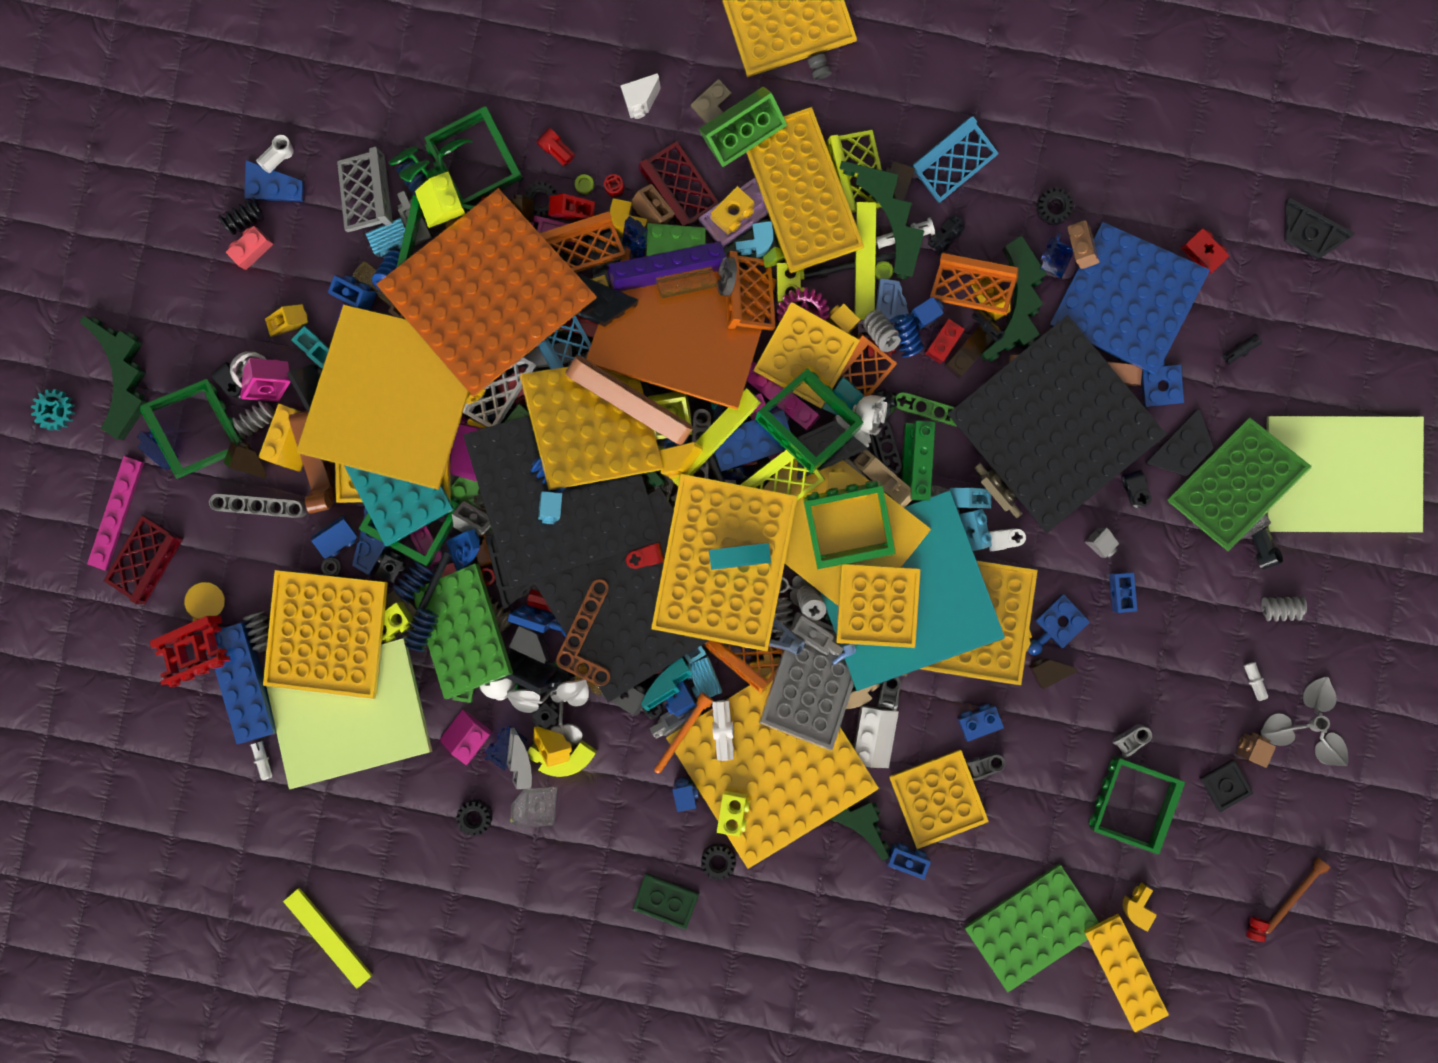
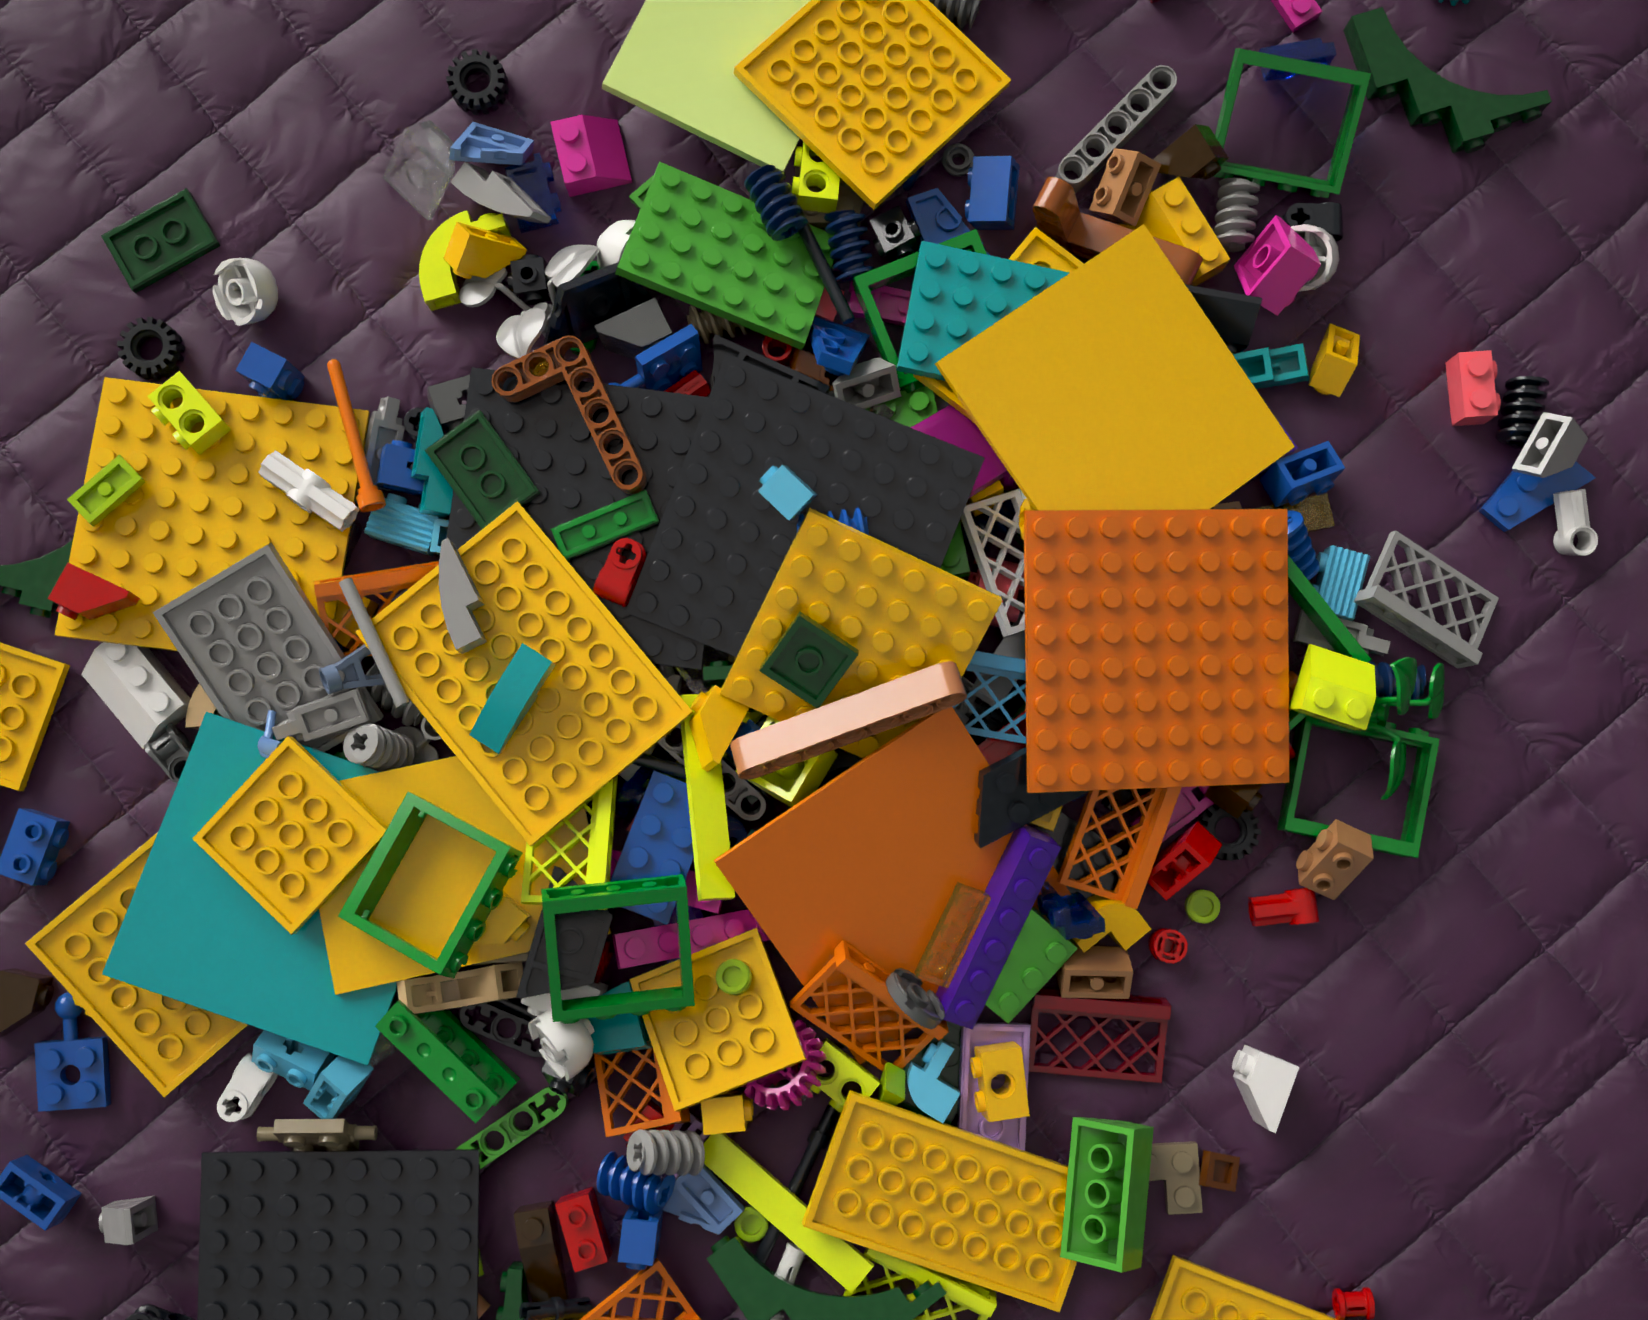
camera: 125 degrees right, 5 degrees down
(249, 190) = (1551, 446): none -> light grey slope
(283, 478) = (1125, 186): none -> medium nougat brick
(499, 785) = (490, 145): none -> medium blue wing
(516, 141) = (1334, 859): none -> medium nougat brick
(616, 437) = (809, 660): none -> dark green plate
(630, 581) = (605, 525): none -> green tile
(650, 657) = (481, 469): none -> dark green tile
(657, 839) = (245, 291): none -> white cylinder
(694, 85) = (1219, 1171): none -> reddish brown plate
(715, 616) = (459, 599): none -> light grey slope
(765, 638) = (374, 643): none -> light grey bar
(782, 362) = (733, 977): none -> lime tile
(796, 820) = (106, 490): none -> lime plate
(848, 786) = (88, 595): none -> red slope

